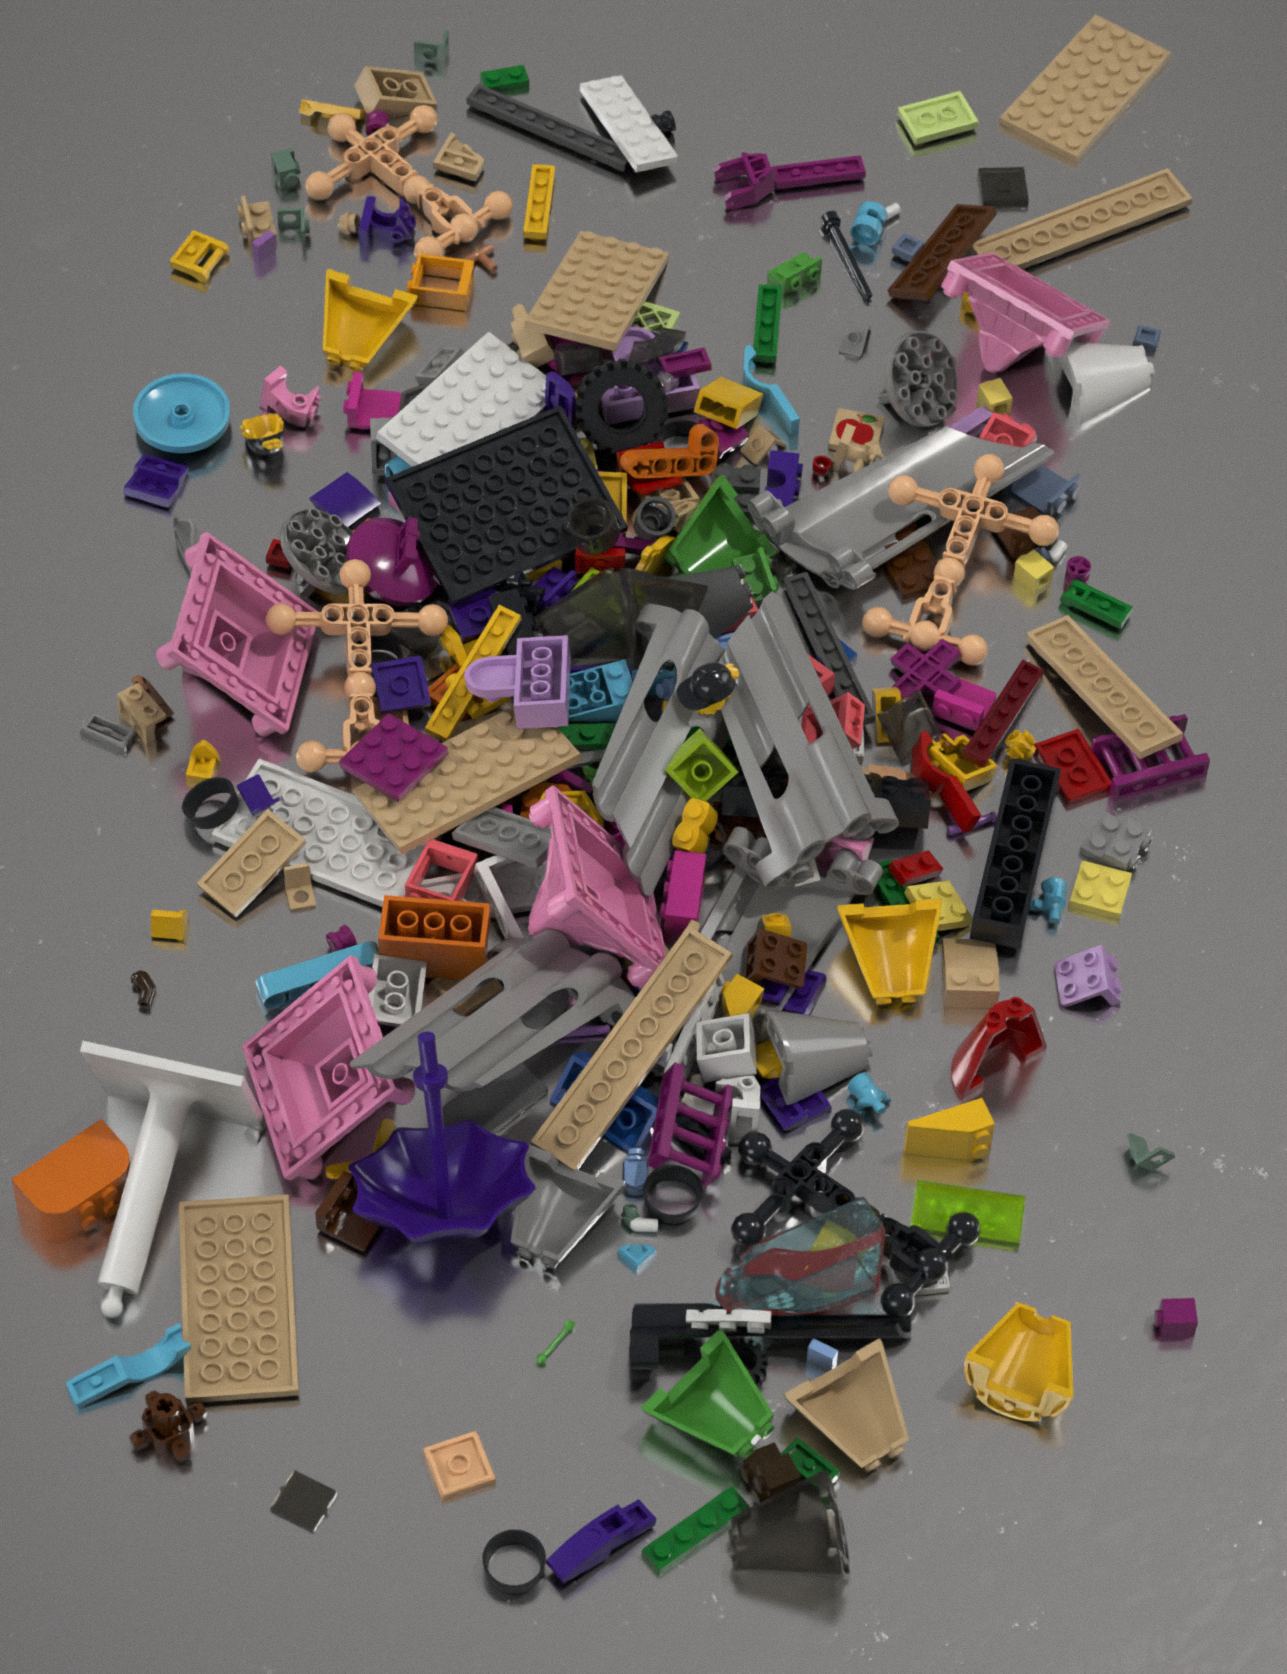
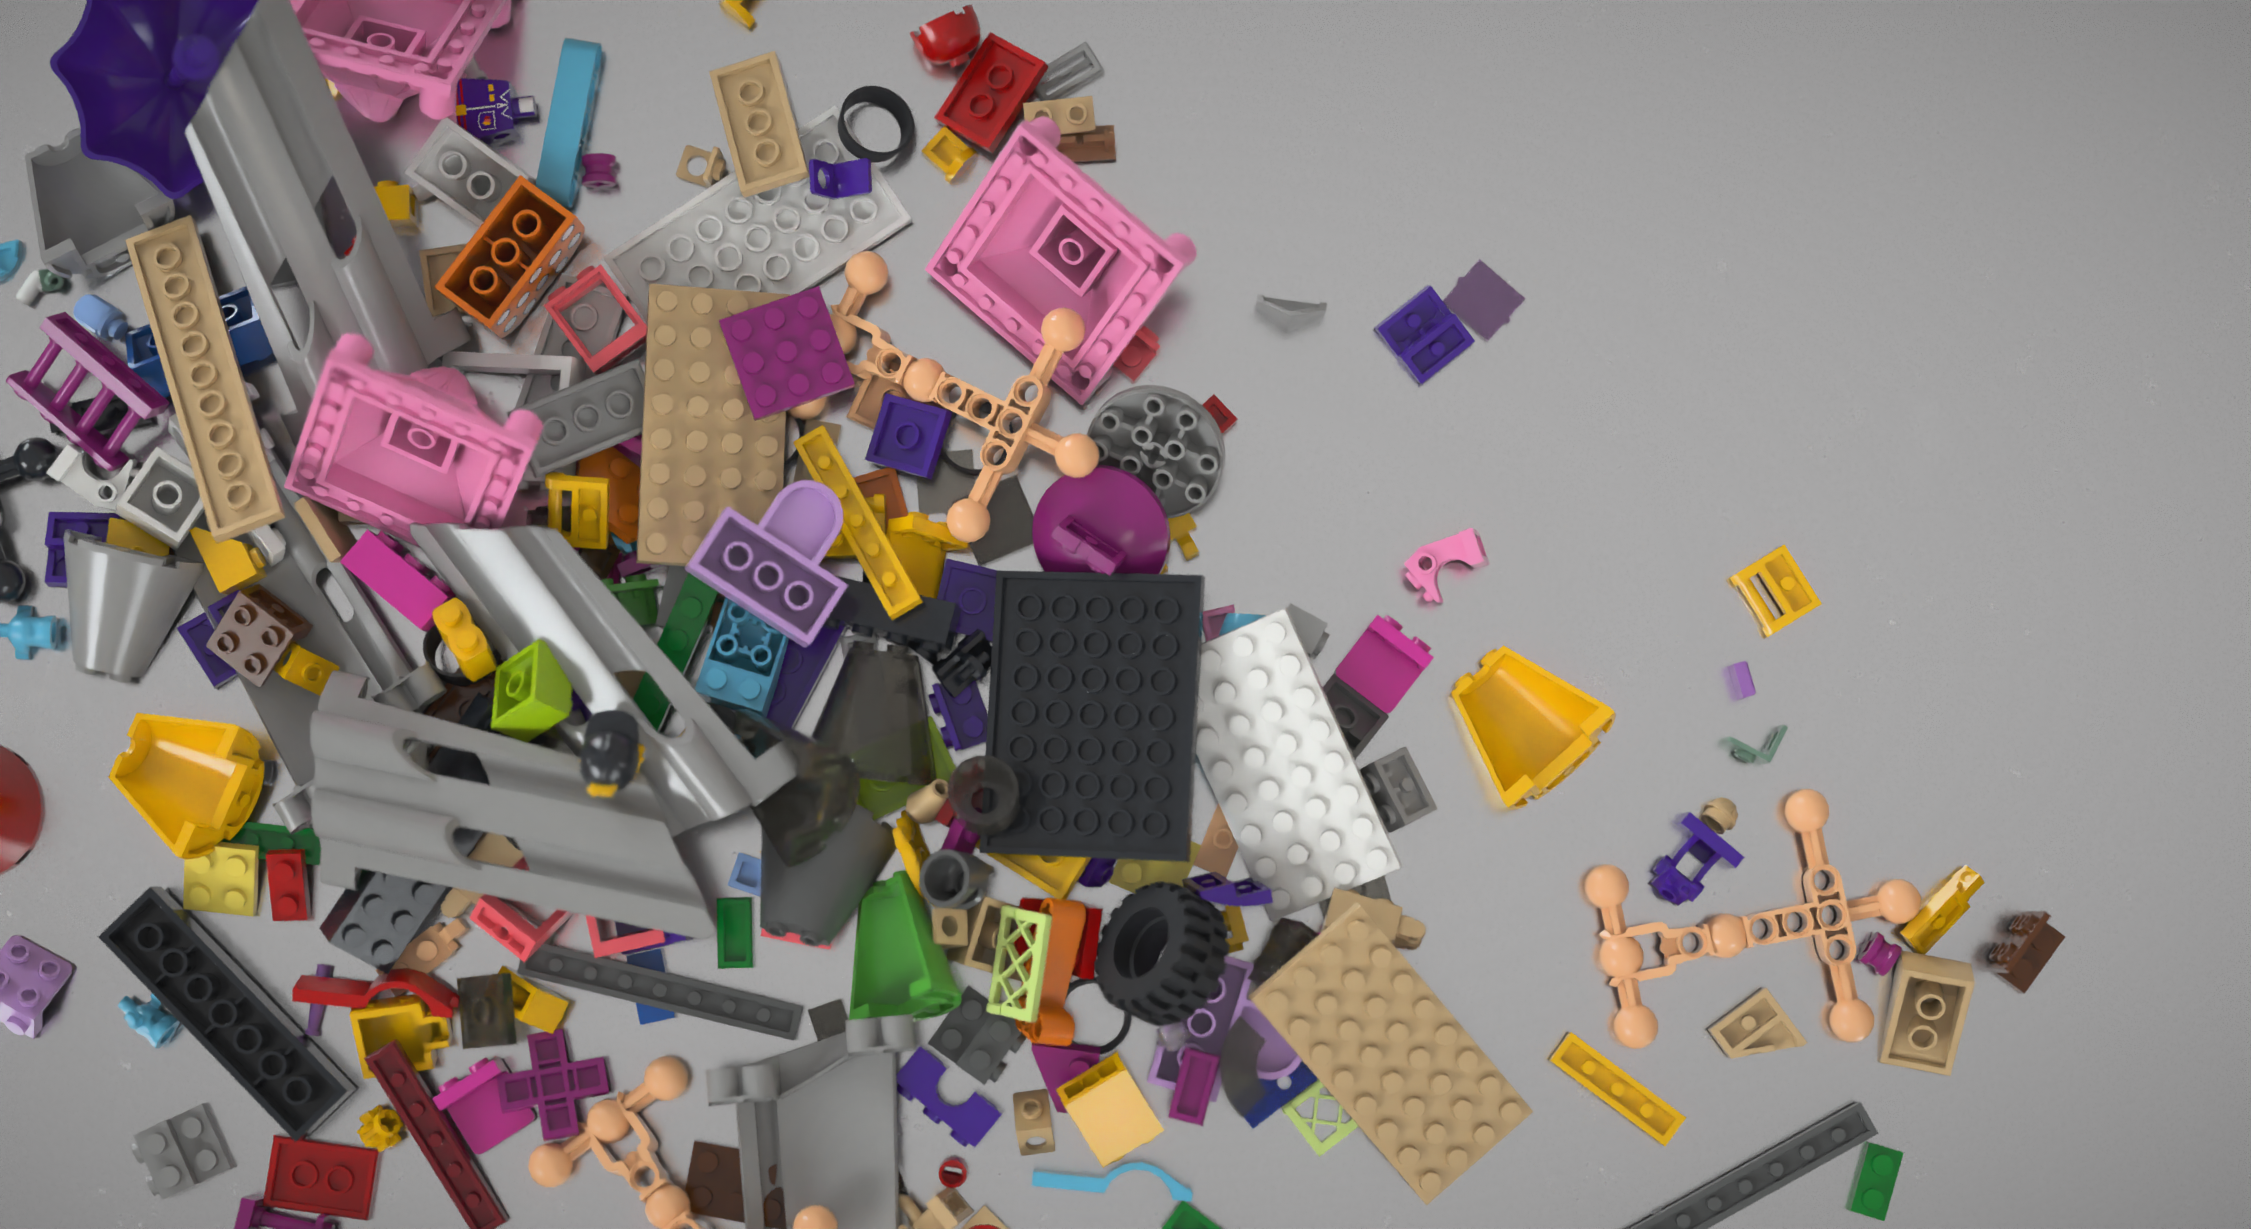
camera: 125 degrees right, 30 degrees up
(114, 464) = (1483, 300): none -> clear purple piece
(124, 793) = (948, 38): none -> red cylinder
(147, 756) = (991, 92): none -> red plate
(181, 413) = (1505, 415): medium azure dish -> none
(256, 219) = (1796, 699): tan bracket -> none
(264, 433) = (1409, 497): yellow hair -> none
(285, 168) = (1866, 787): sand green brick -> none
(328, 66) = (2025, 950): none -> reddish brown bracket
(346, 499) = (1251, 543): dark purple slope -> none
(432, 51) = (1975, 1107): sand green bracket -> none
(442, 267) = (1580, 852): light orange window -> none
(481, 256) = (1568, 955): nougat piece -> none
(614, 560) = (926, 802): none -> tan cone
(663, 457) = (1037, 948): none -> yellowish green window
(673, 1172) = (14, 323): black tyre -> none
(758, 574) = (826, 970): bright green bracket -> none
(970, 973) = (114, 854): tan slope -> none
(1100, 889) = (134, 1088): light yellow plate -> none

